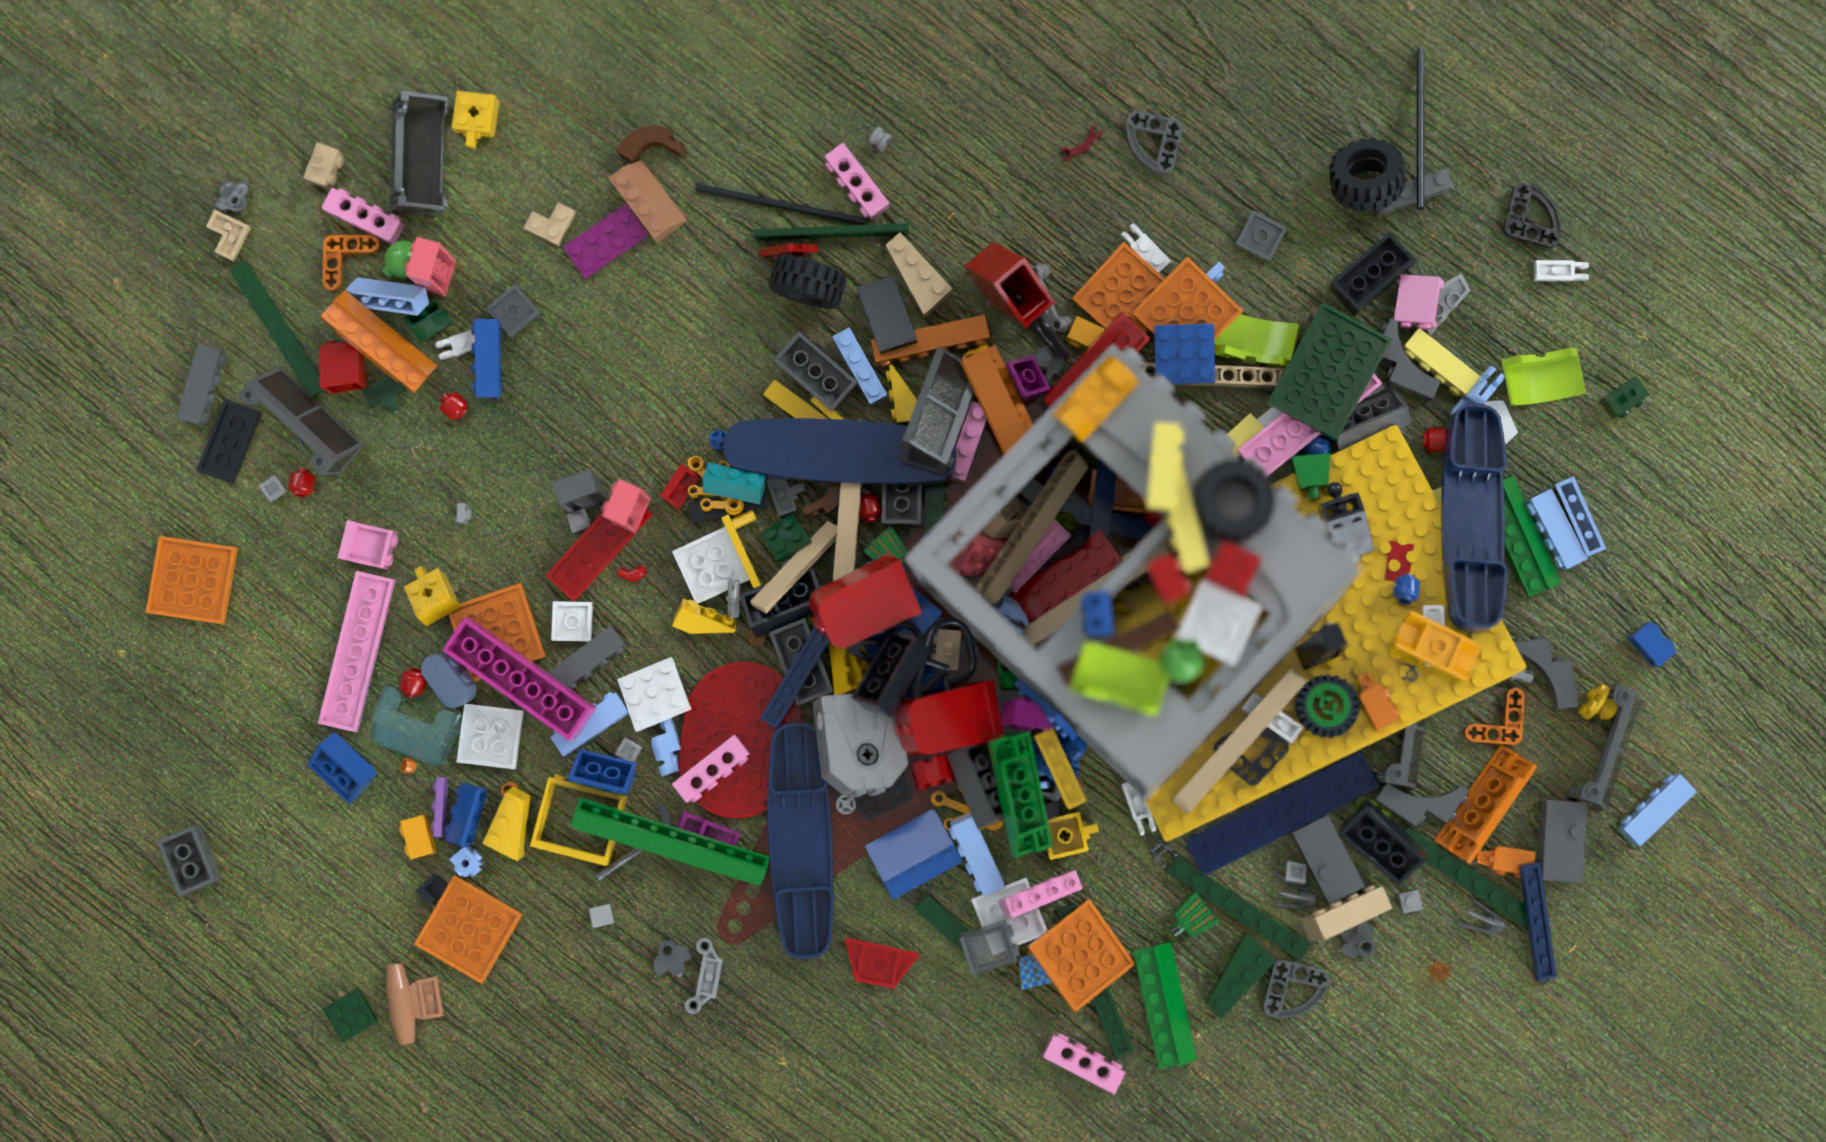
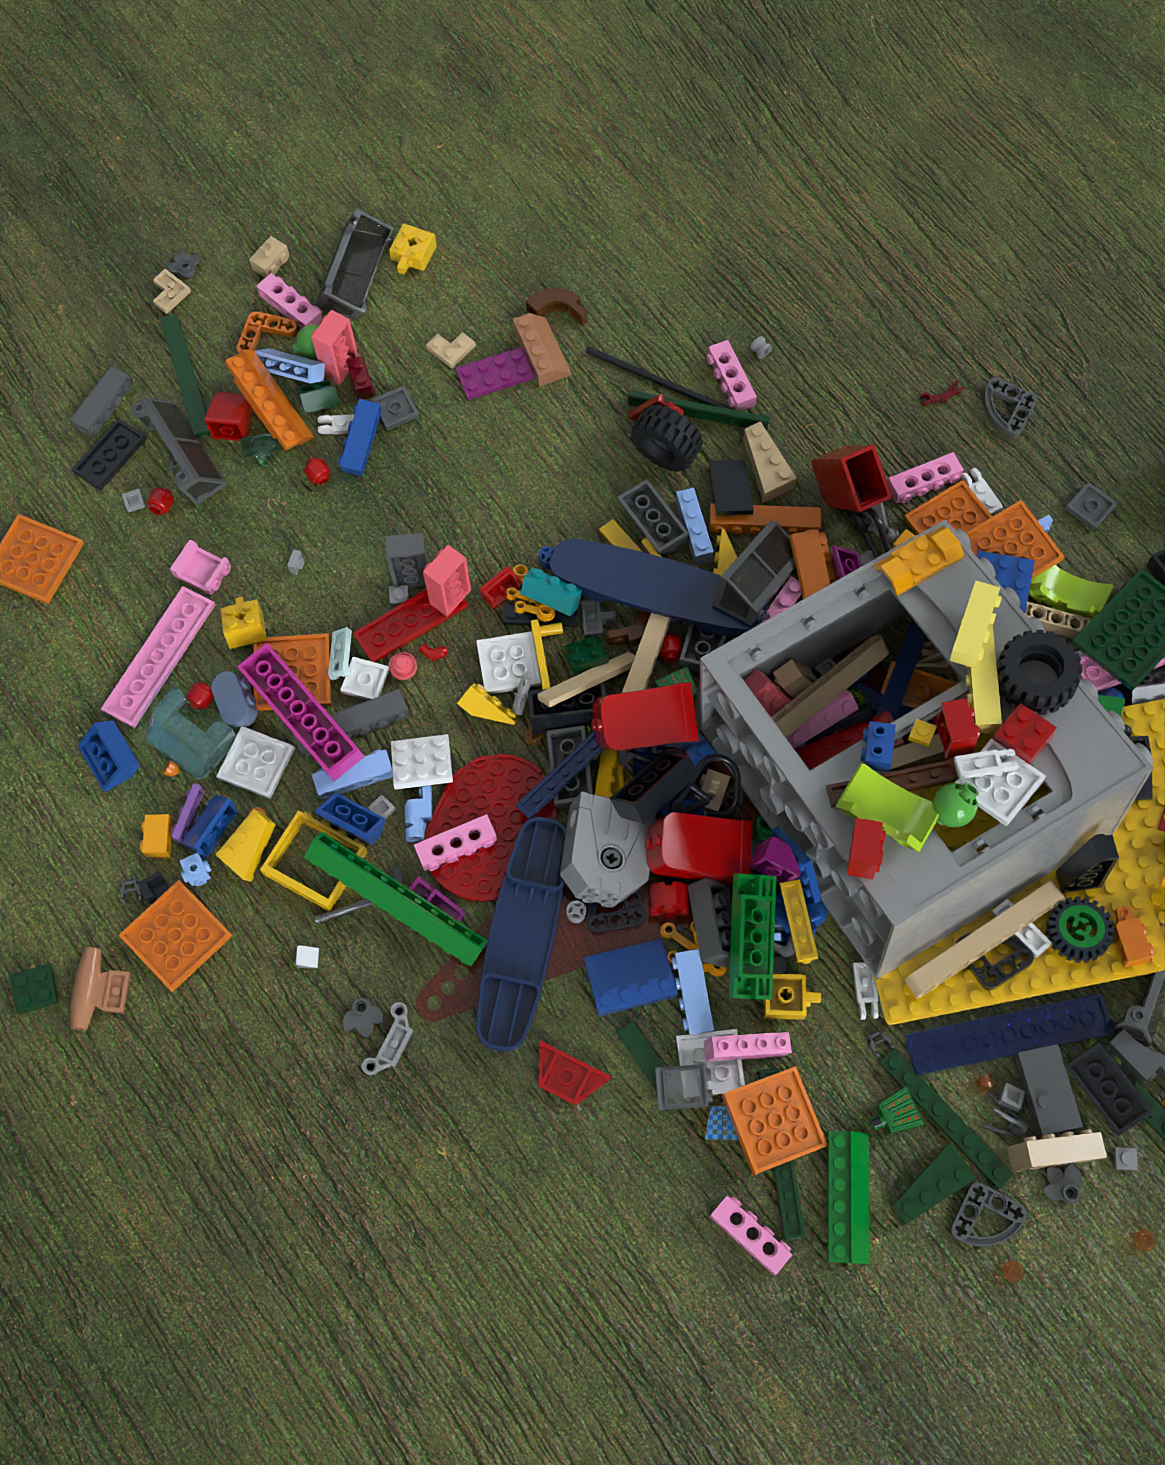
camera: 10 degrees right, 15 degrees down
(403, 898) = (123, 891): none -> dark grey piece
(466, 286) = (360, 378): none -> dark red brick
(539, 601) = (340, 653): none -> light aqua plate
(605, 597) = (402, 666): none -> coral plate
(1105, 228) = (946, 464): none -> bright pink brick
(1106, 726) = (866, 848): none -> red brick
(1136, 587) = (922, 733): none -> yellow plate
(1199, 611) = (984, 763): none -> white hinge
(1268, 866) = (985, 1083): none -> clear orange plate
(1326, 1031) = (1013, 1271): none -> clear orange plate

